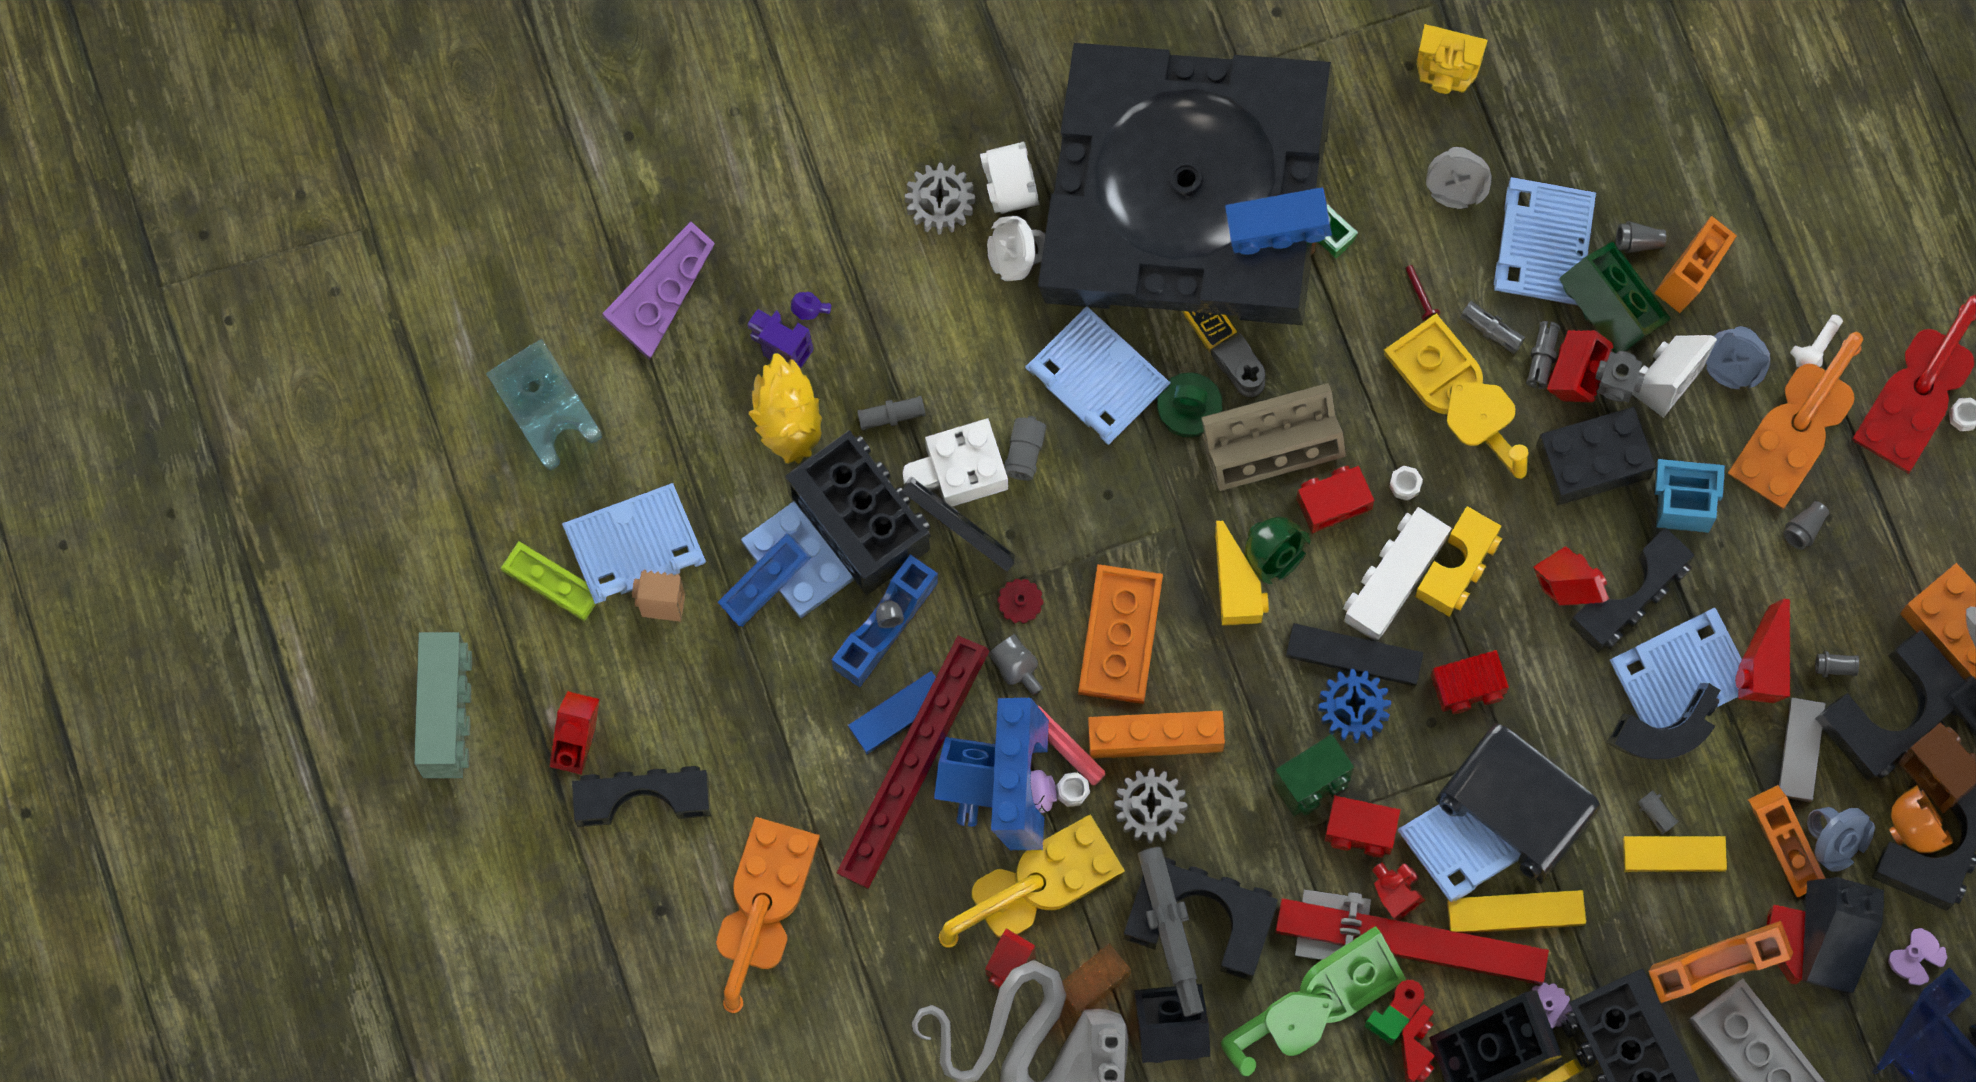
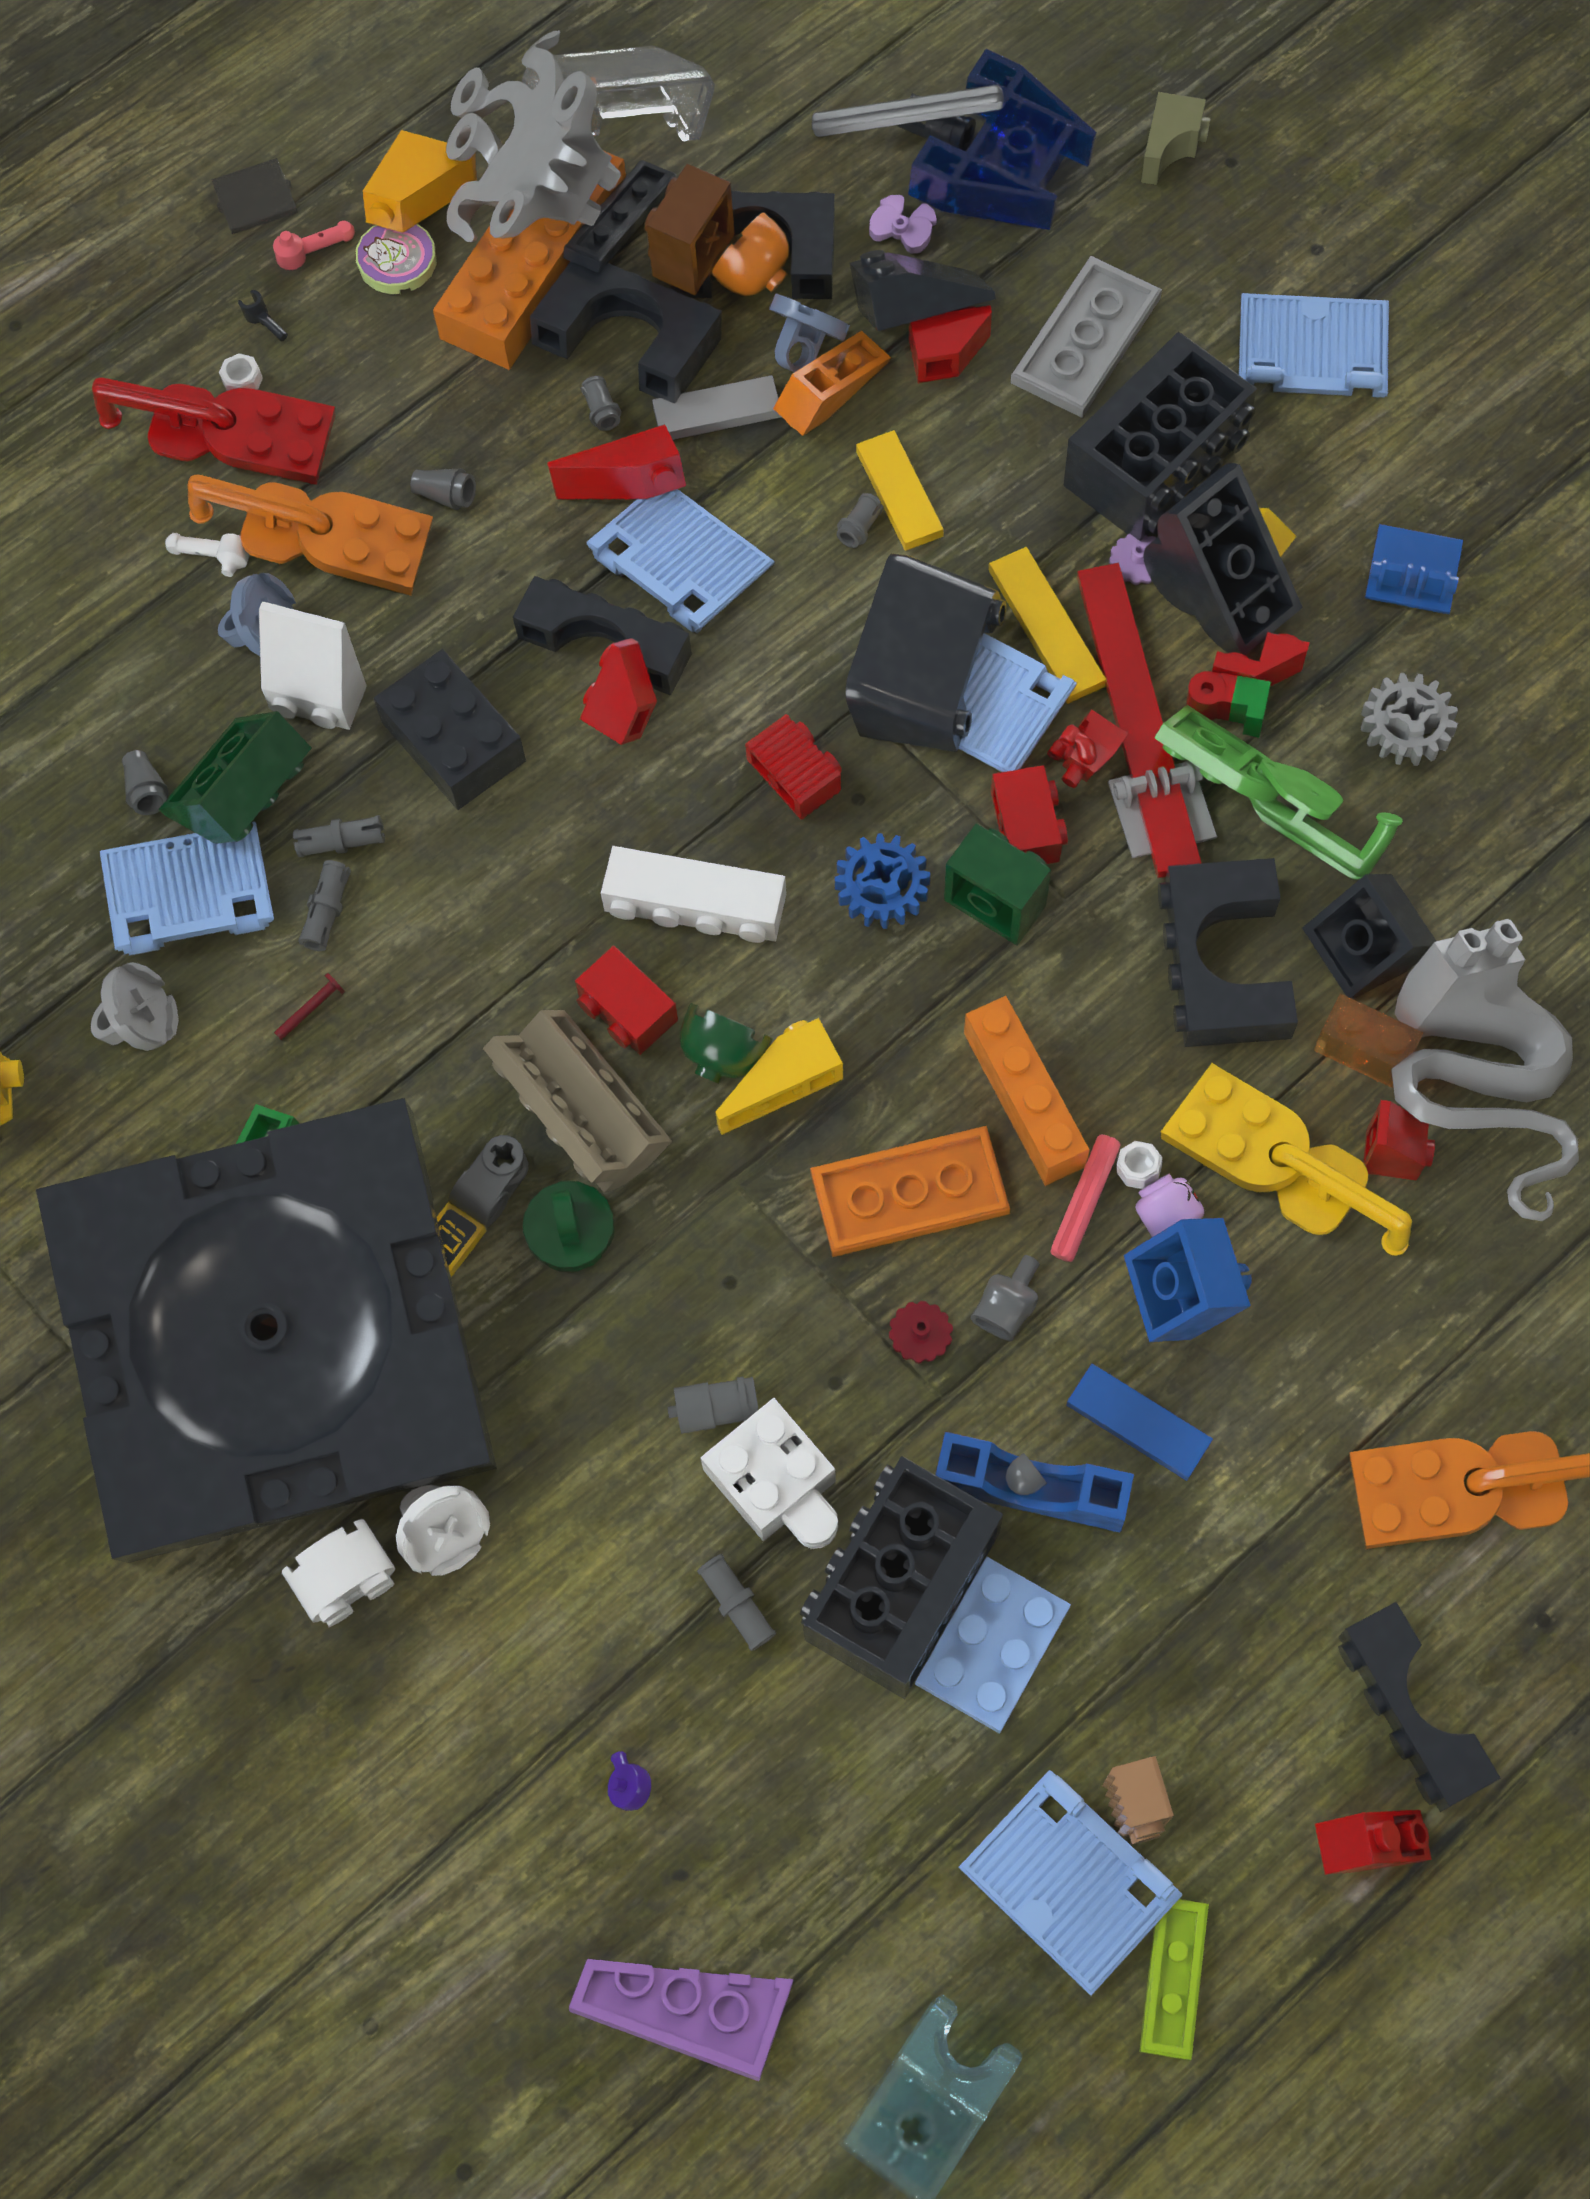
camera: 110 degrees left, 5 degrees down
(441, 705) = (1437, 2046): sand green brick -> none
(764, 579) = (1046, 1669): blue tile -> none
(779, 339) = (703, 1794): dark purple hips -> none
(786, 410) = (797, 1743): yellow head -> none
(912, 762) = (1202, 1368): dark red plate -> none
(953, 199) = (383, 1672): light grey gear -> none
(959, 523) = (860, 1439): black tile -> none
(1019, 733) = (1170, 1208): blue arch -> none
(1098, 374) = (573, 1355): light blue window -> none
(1163, 805) = (1107, 1079): light grey gear -> none
(1168, 918) = (1264, 968): dark grey piece -> none
(1278, 221) = (293, 1160): blue brick -> none
(1355, 653) = (815, 910): black tile -> none
(1405, 483) = (569, 930): white tile -> none
(1446, 587) = (617, 820): yellow arch -> none
(1453, 385) = (400, 948): yellow plate -> none
(1577, 366) = (341, 784): red brick -> none
(1617, 387) = (343, 719): dark grey brick -> none
(1677, 739) = (763, 527): black arch -> none
(1688, 494) = (460, 610): dark azure plate -> none
(1695, 265) = (162, 707): orange slope -> none
(1720, 960) = (983, 345): orange arch -> none

